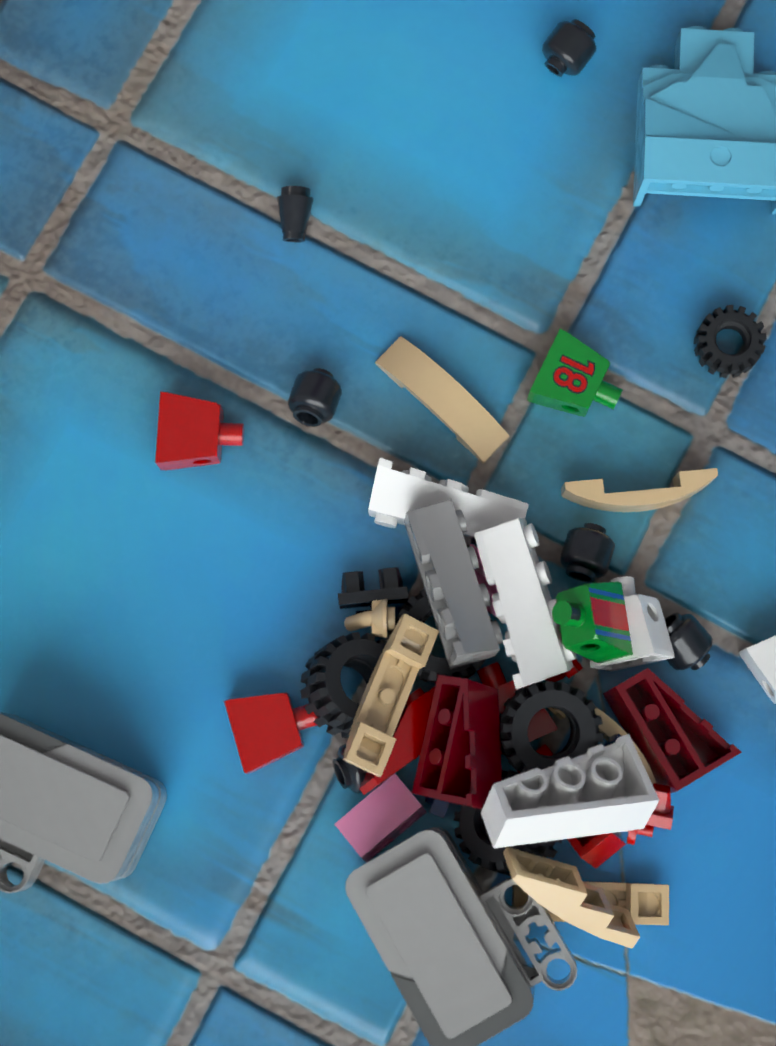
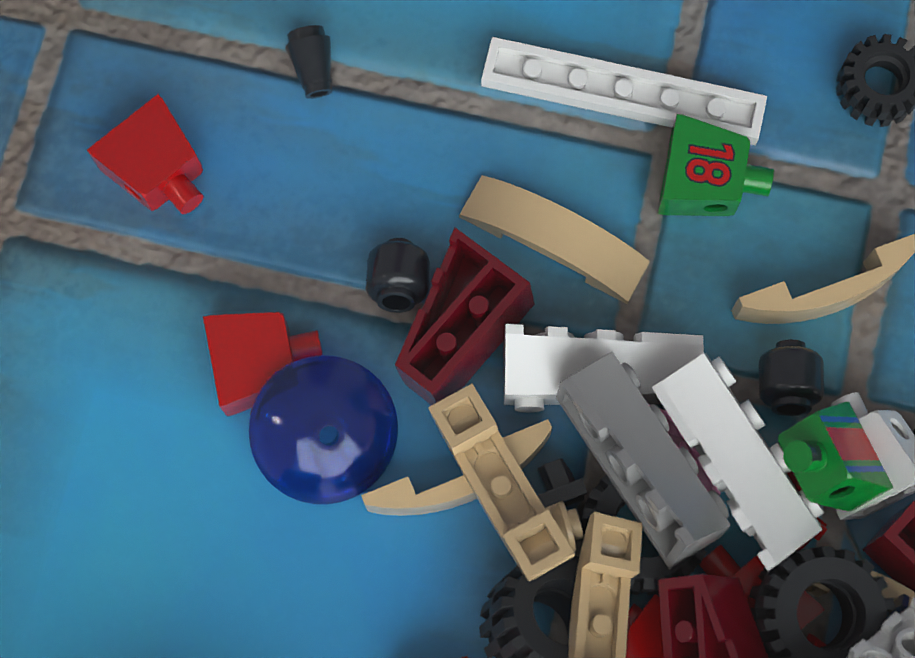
camera: 15 degrees left, 5 degrees down
(153, 259) = (151, 158): none -> red torso
(220, 474) = (303, 401): none -> clear blue dish
(271, 563) = (400, 498): none -> tan slope
(344, 573) = (500, 483): none -> tan slope
(351, 445) = (461, 319): none -> dark red wedge
(525, 296) = (619, 88): none -> white plate

